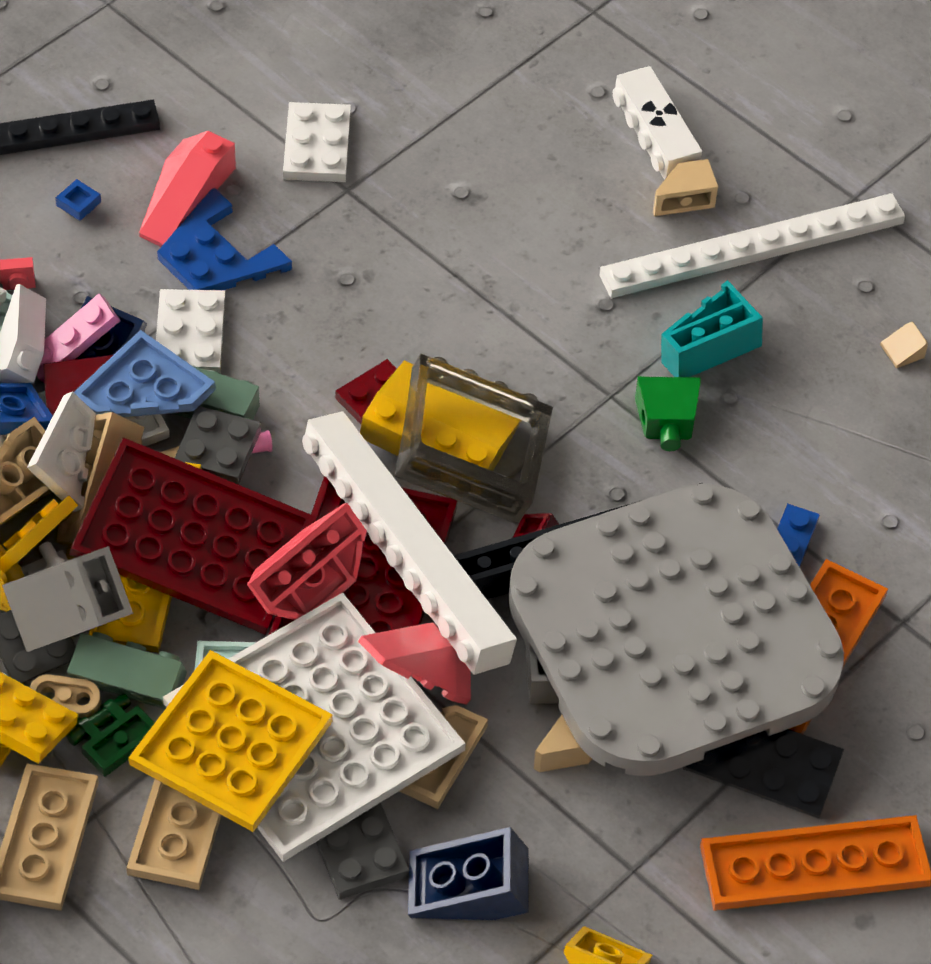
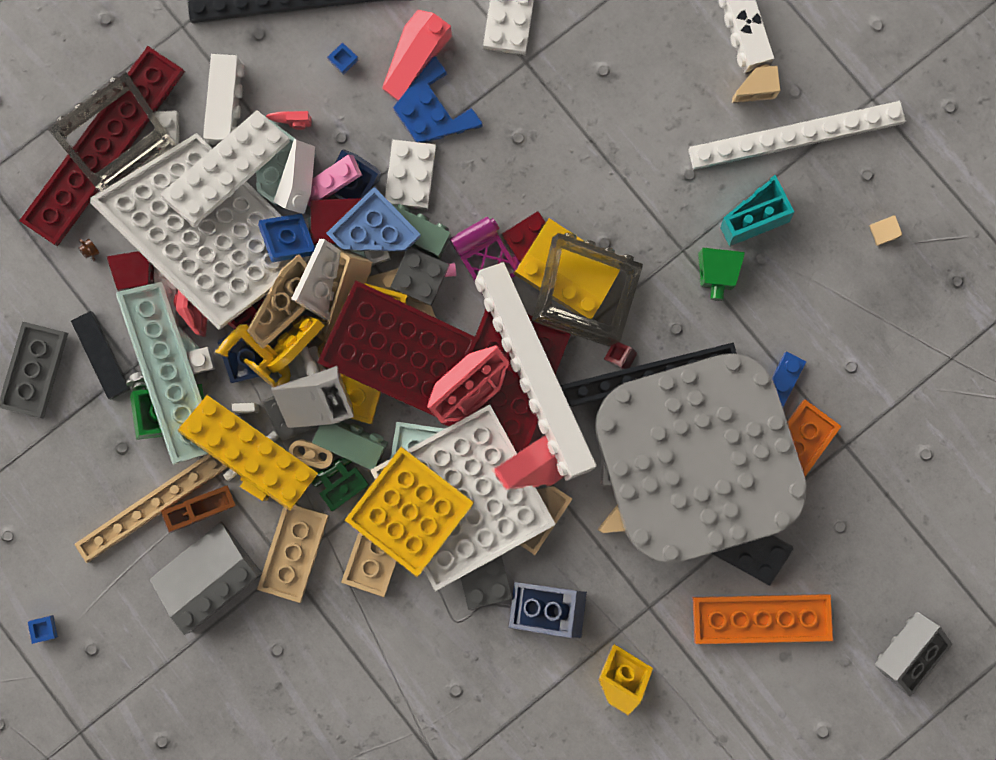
camera: 10 degrees right, 30 degrees up
(295, 401) = (480, 237): none -> magenta piece

